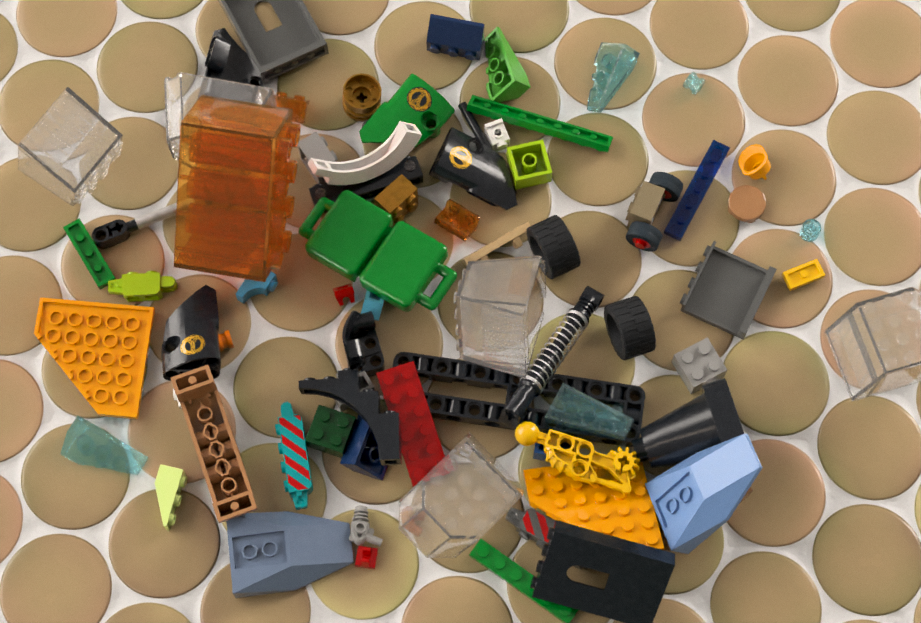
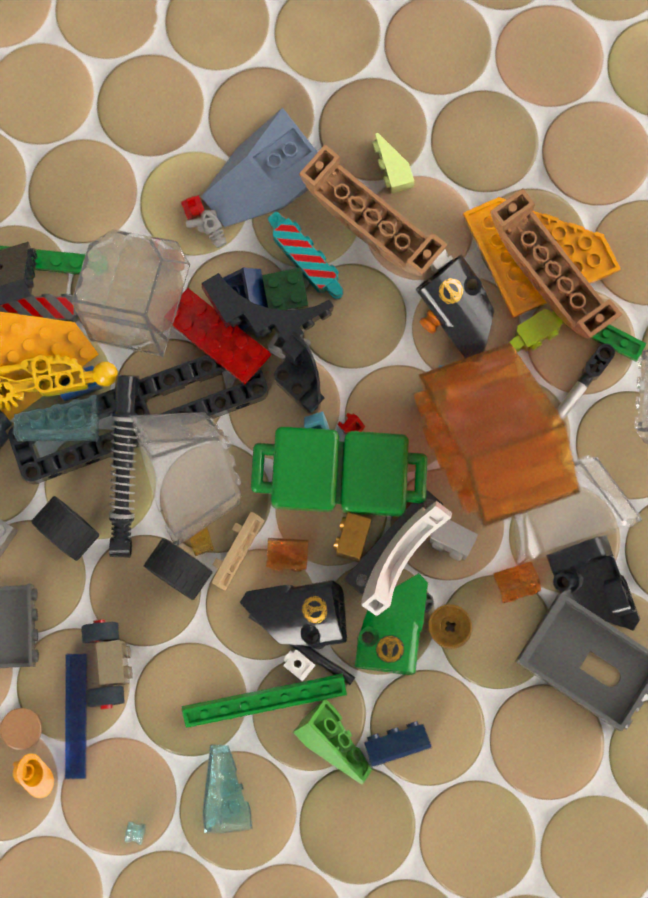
camera: 155 degrees right, 10 degrees up
(95, 447) = (481, 171): clear light blue wedge -> none
(97, 308) = (551, 268): none -> medium nougat slope
(529, 164) = (249, 648): lime brick -> none

